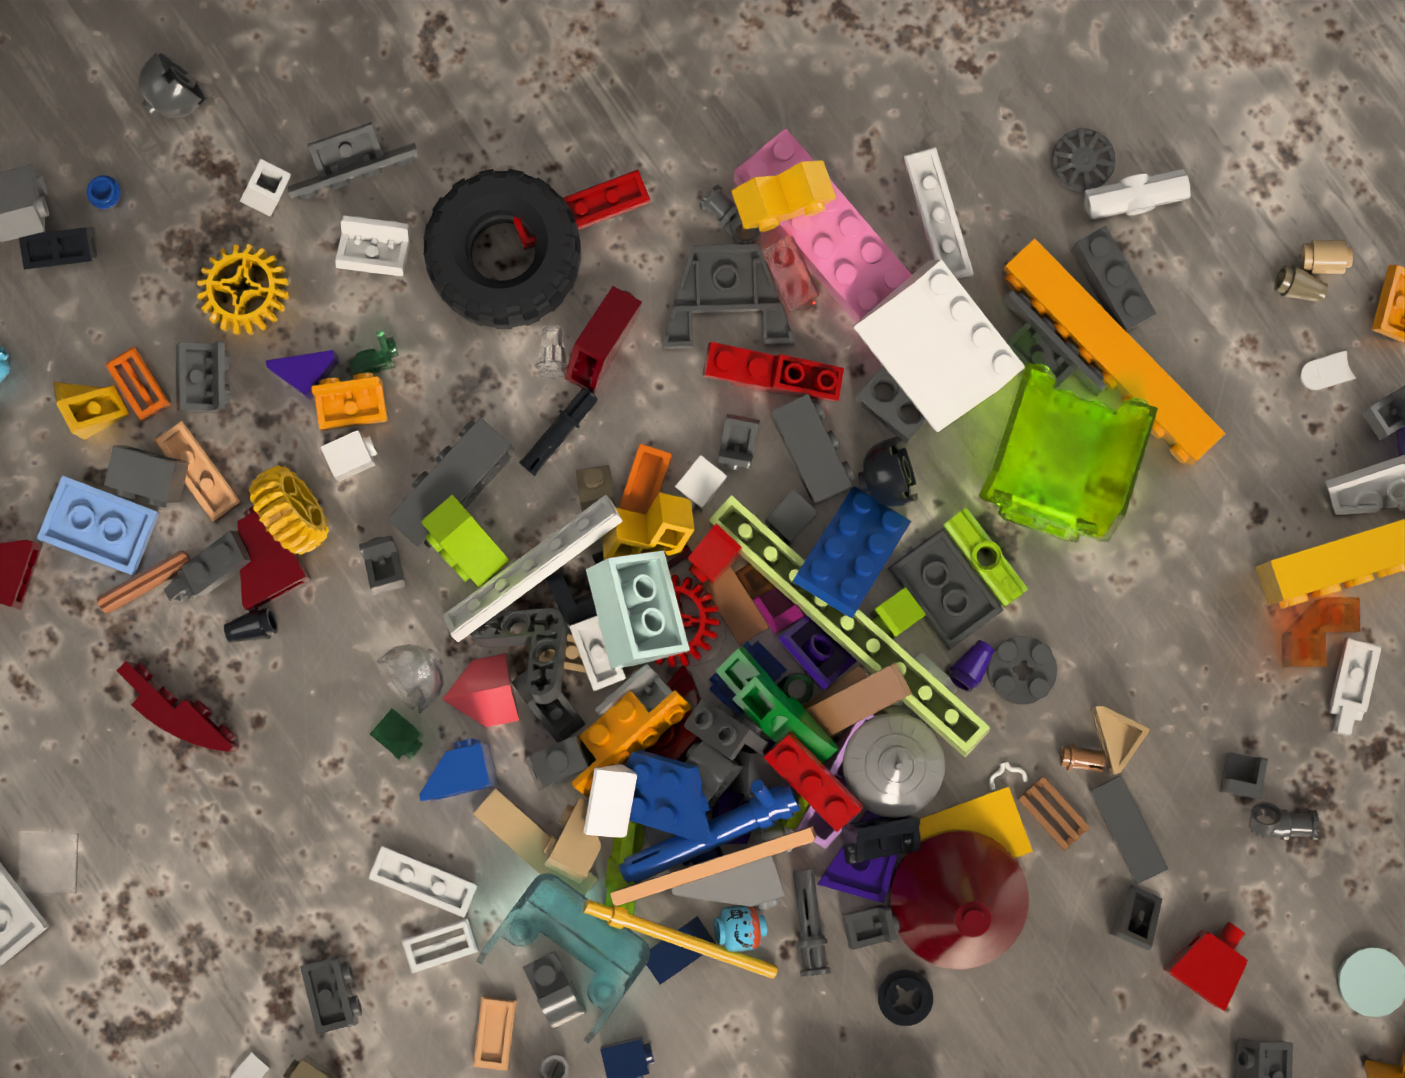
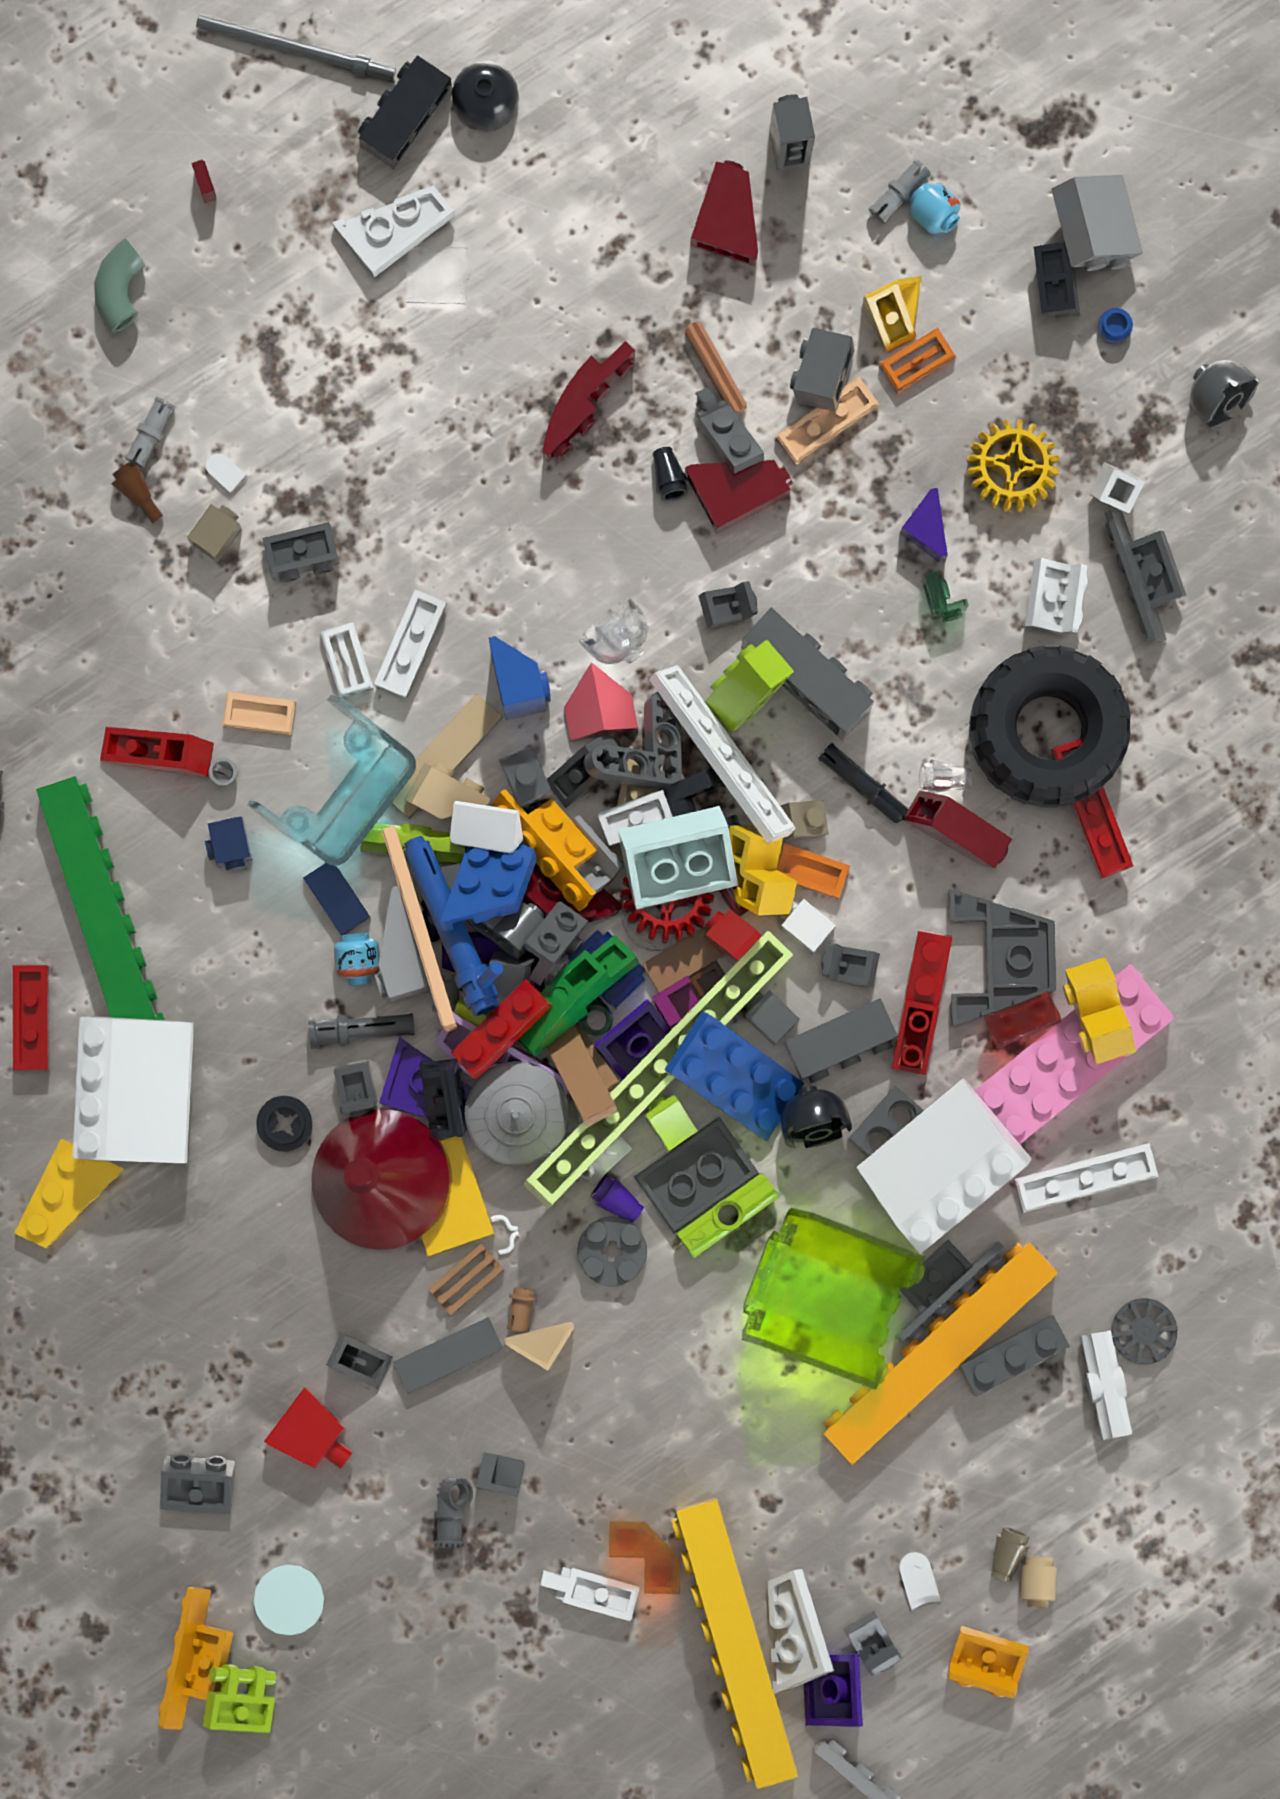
camera: 85 degrees right, 0 degrees up
(98, 525) = (772, 322): light blue plate -> none
(201, 377) = (923, 424): dark grey bracket -> none
(288, 510) = (784, 511): yellow gear -> none
(349, 455) = (841, 572): white brick -> none
(350, 402) = (894, 573): light orange bracket -> none
(398, 735) = (556, 620): clear green bracket -> none
(554, 990) = (296, 772): dark grey brick -> none
(619, 918) = (370, 834): yellow bar -> none
(727, 213) = (1095, 949): dark grey connector -> none

